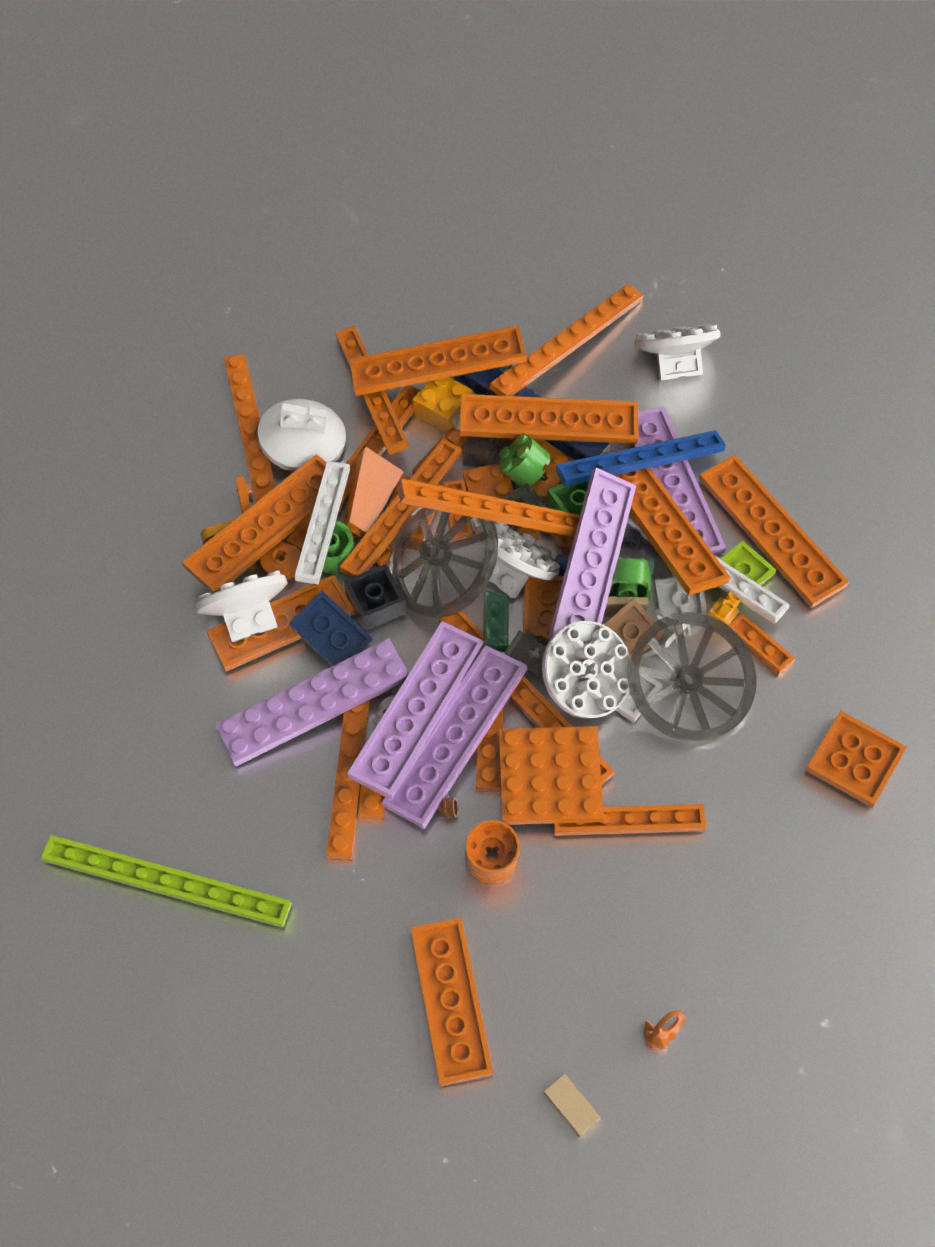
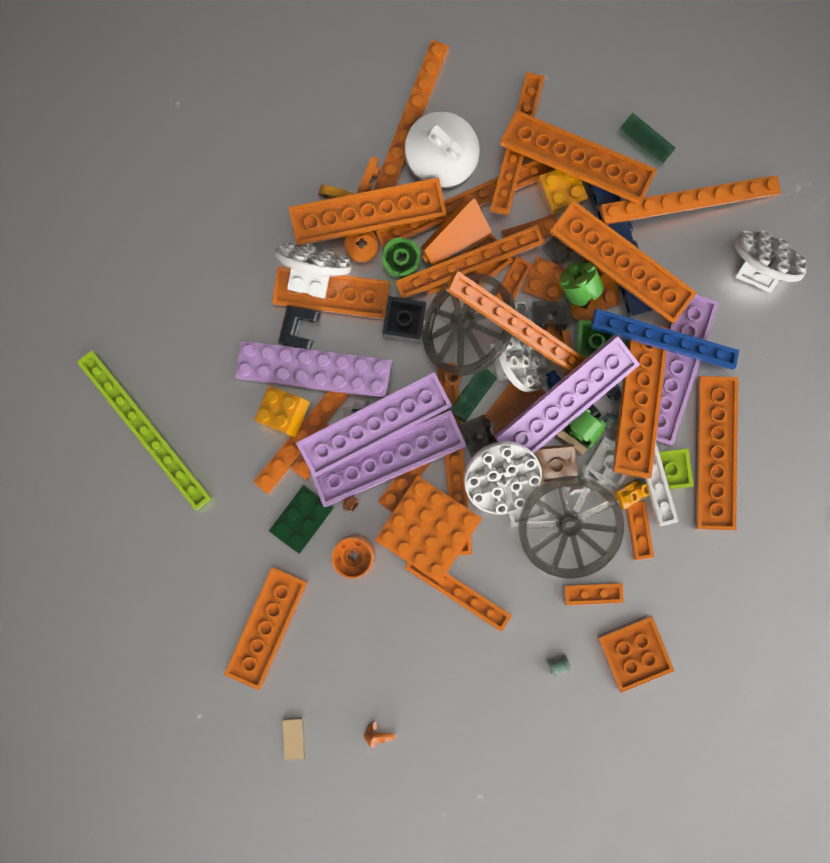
camera: 30 degrees right, 25 degrees up
(256, 669) = (290, 327): none -> black connector
(308, 759) = (282, 411): none -> light orange brick
(322, 523) = (403, 240): white plate -> none
(330, 630) = (357, 325): dark blue plate -> none
(406, 861) = (300, 519): none -> dark green plate
(463, 623) = (449, 381): none -> dark orange plate
(486, 320) = (647, 138): none -> clear green plate
(766, 730) = (593, 594): none -> orange plate
(791, 822) = (559, 665): none -> sand green bush

